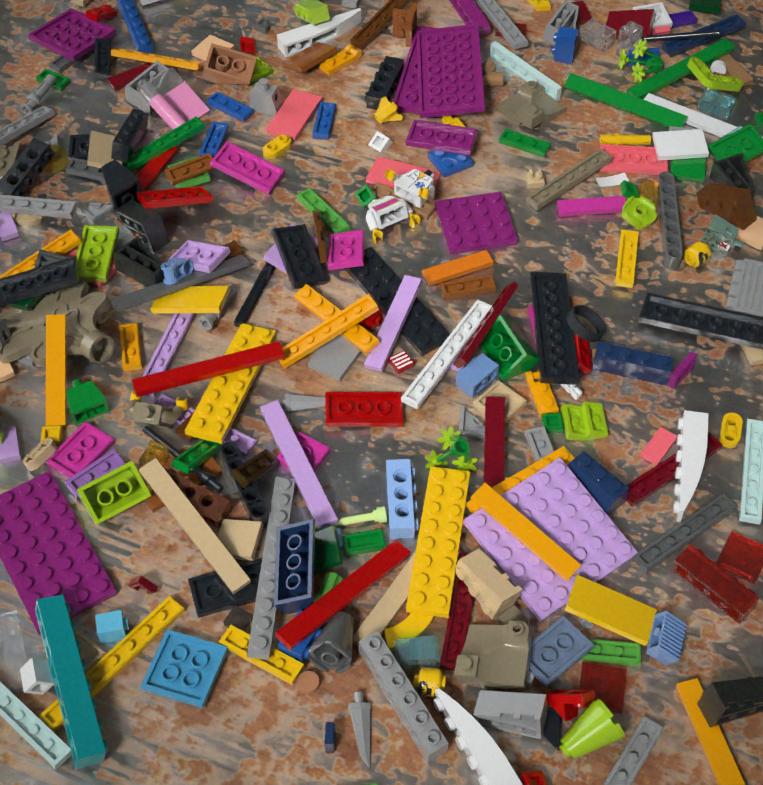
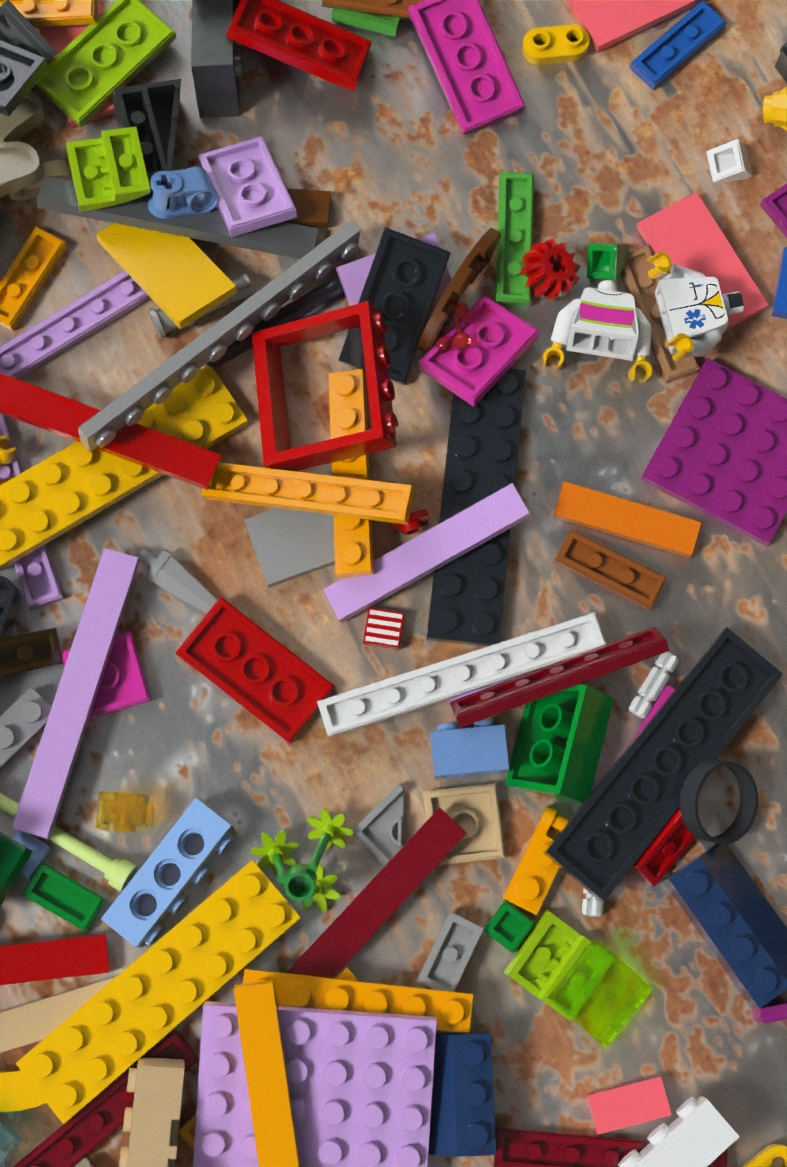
camera: 40 degrees right, 25 degrees up
(138, 277) = (108, 169): none -> lime slope
(239, 306) = (214, 342): none -> light grey plate
(324, 308) = (272, 396): none -> red window
(337, 248) = (461, 340): none -> clear red piece
(348, 209) = (550, 269): none -> red gear
(359, 490) = (123, 811): none -> clear yellow brick
(522, 310) = (653, 684): none -> white axle
(609, 416) = (600, 993): none -> clear neon green tile

